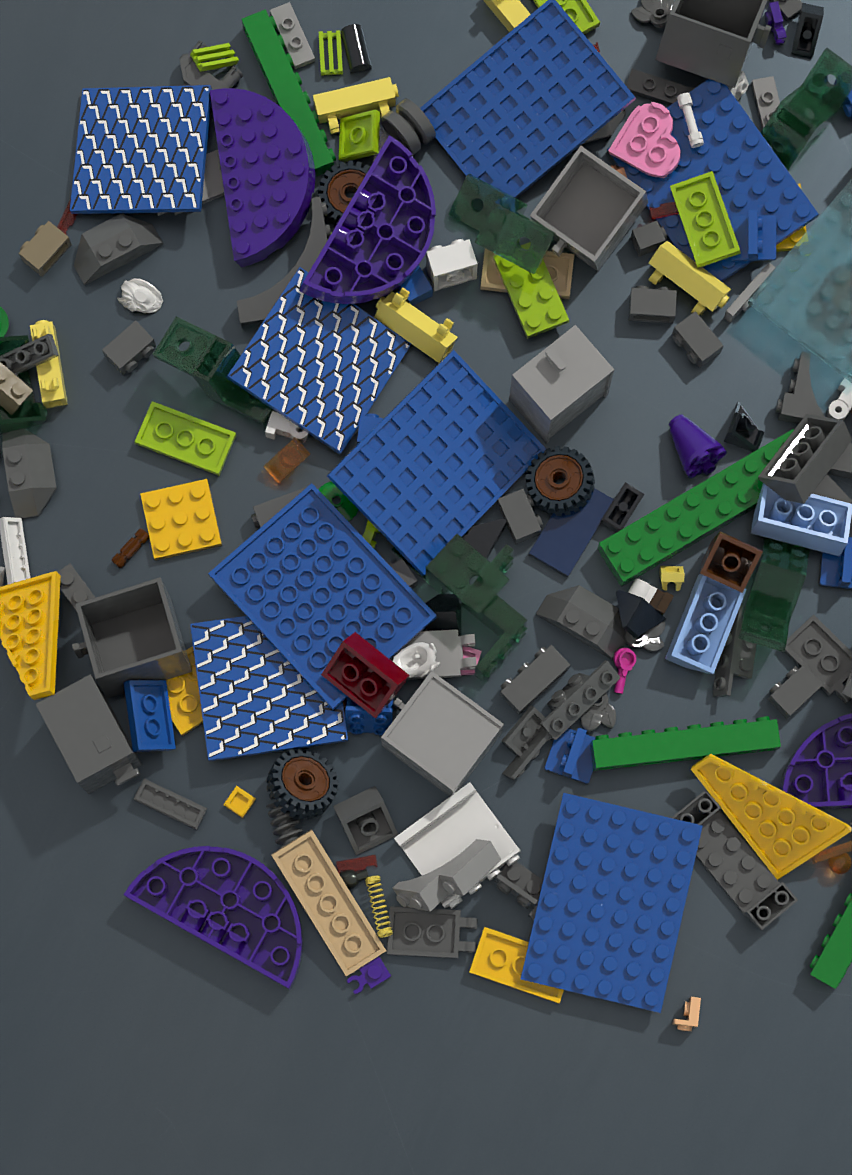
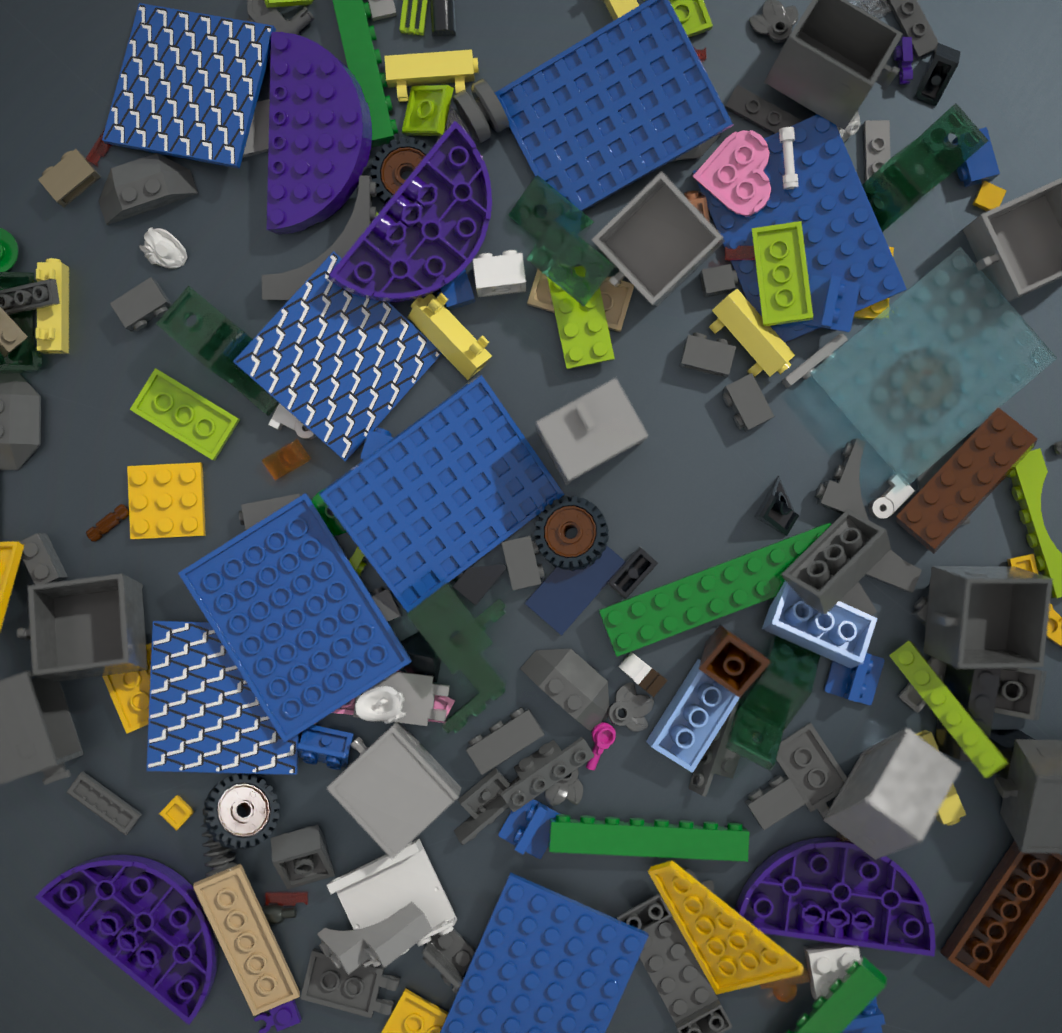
camera: 10 degrees right, 10 degrees up
(149, 715) = (92, 713): blue plate -> none
(365, 674) = (322, 715): dark red slope -> none
(386, 931) = (299, 921): light yellow piece -> none
(637, 614) = (623, 693): black slope -> none
(671, 574) = (670, 654): light yellow tile -> none
(695, 447) = (721, 520): dark purple cone -> none

